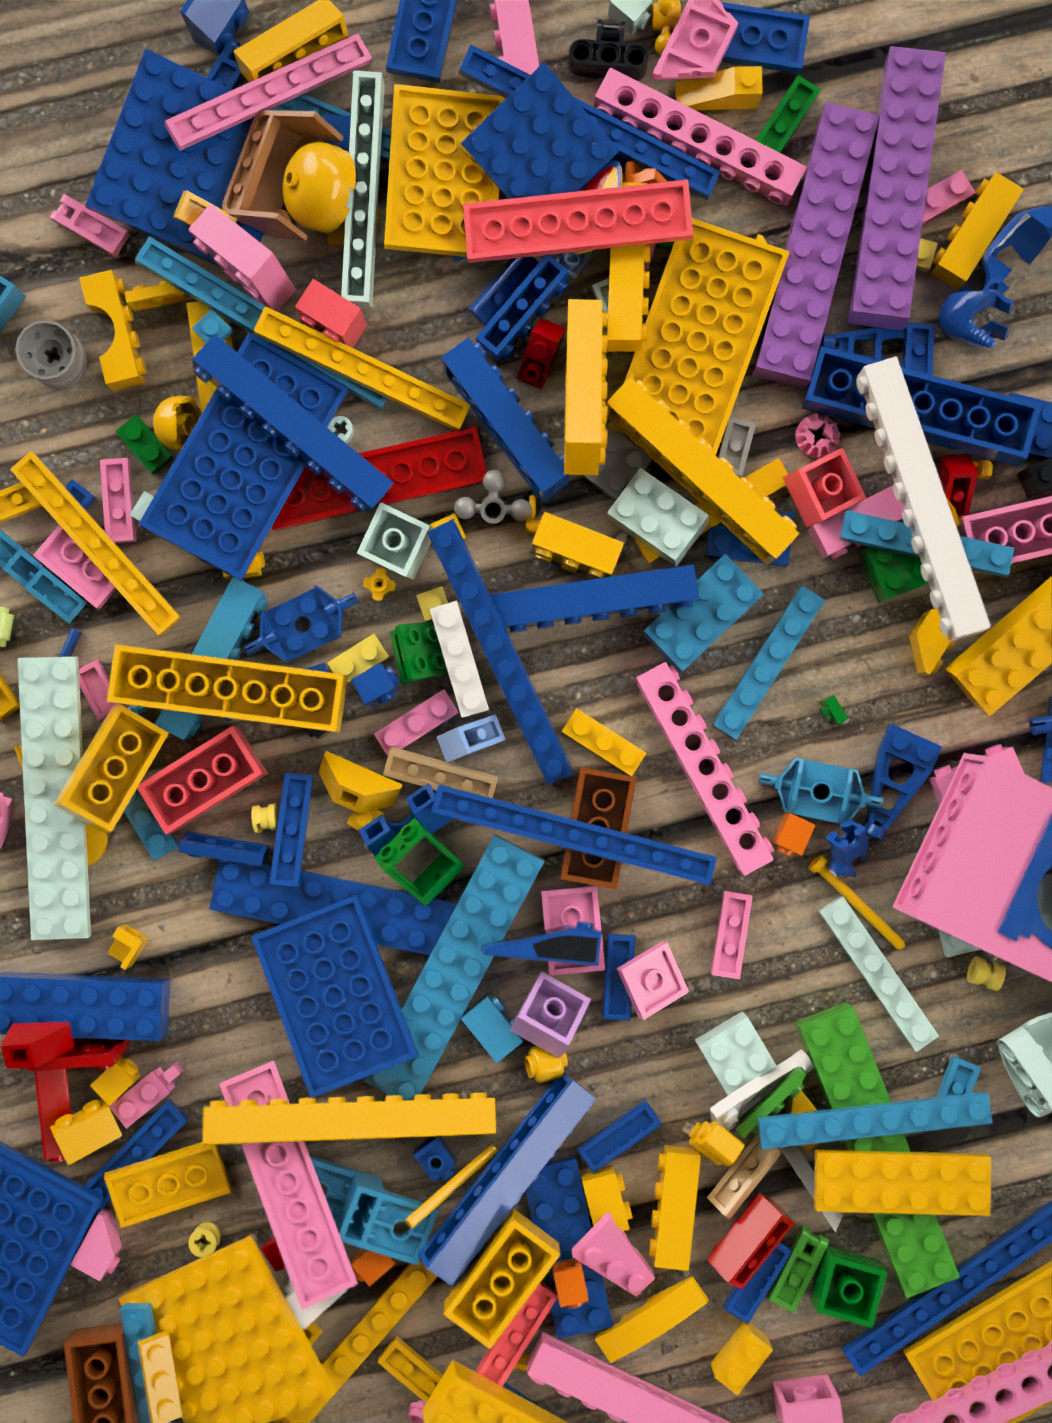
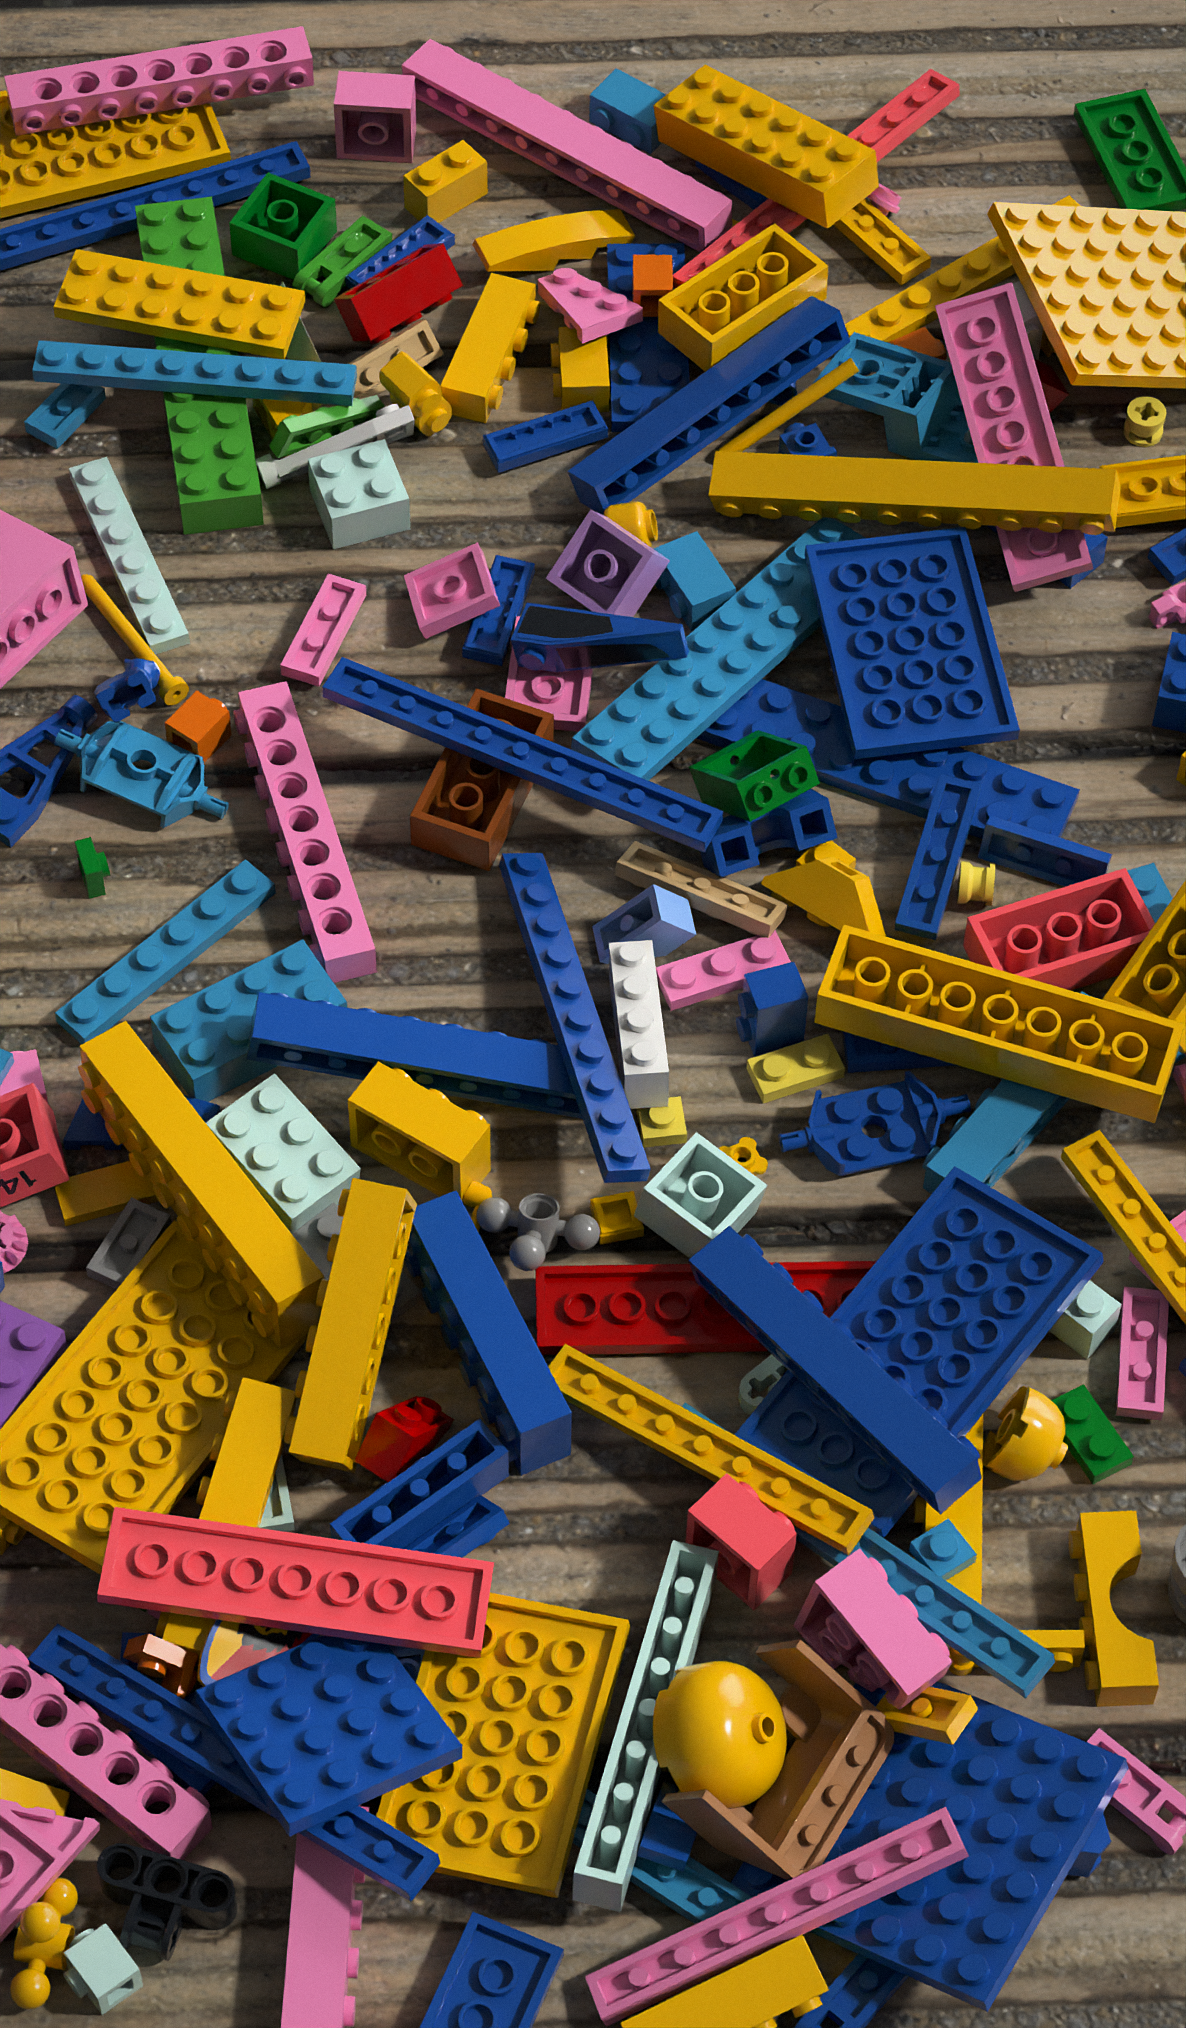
camera: 170 degrees left, 30 degrees down
(417, 652) = (703, 1050): green bracket -> none
(603, 742) = (445, 896): yellow plate -> none

